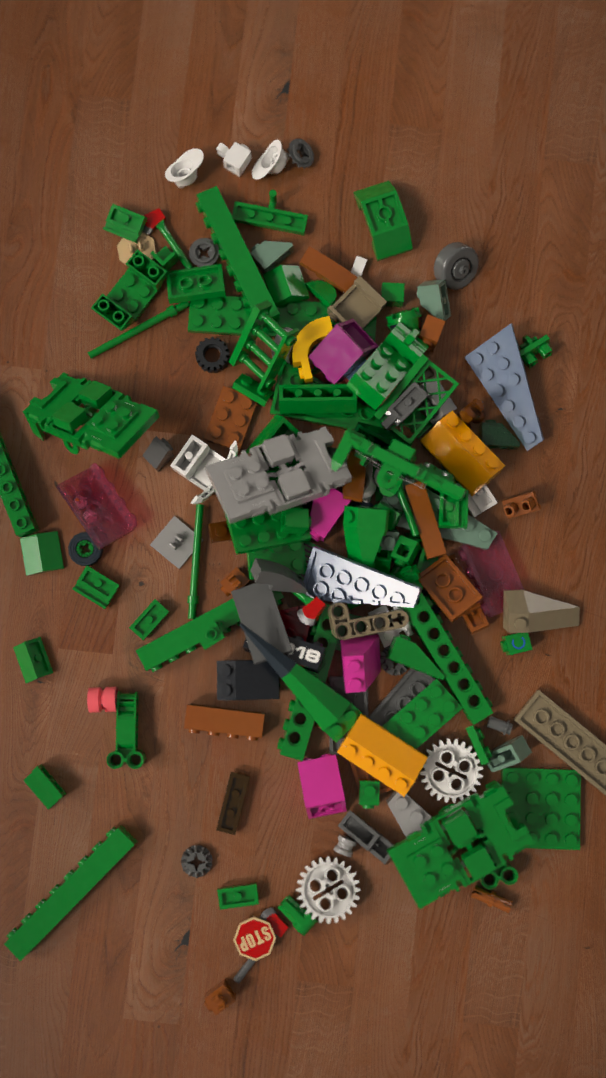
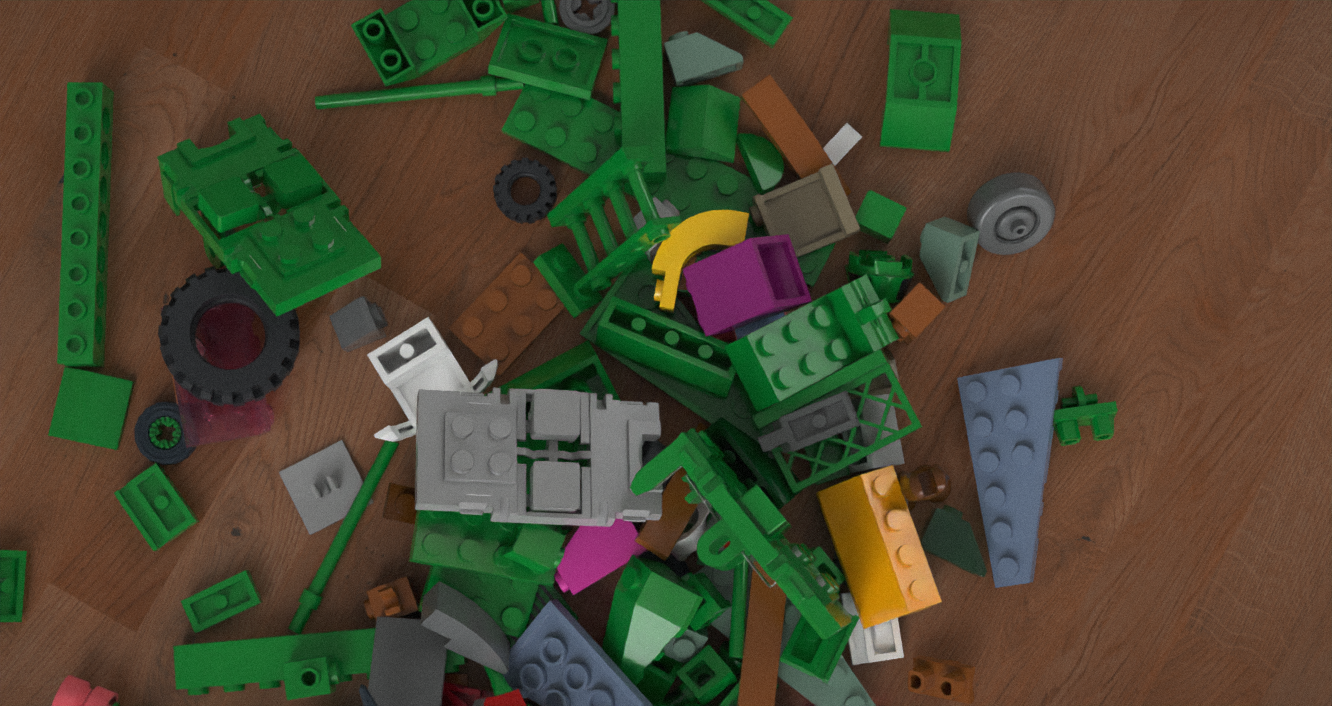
camera: 25 degrees right, 0 degrees up
(97, 509) = (208, 381): none -> black tyre

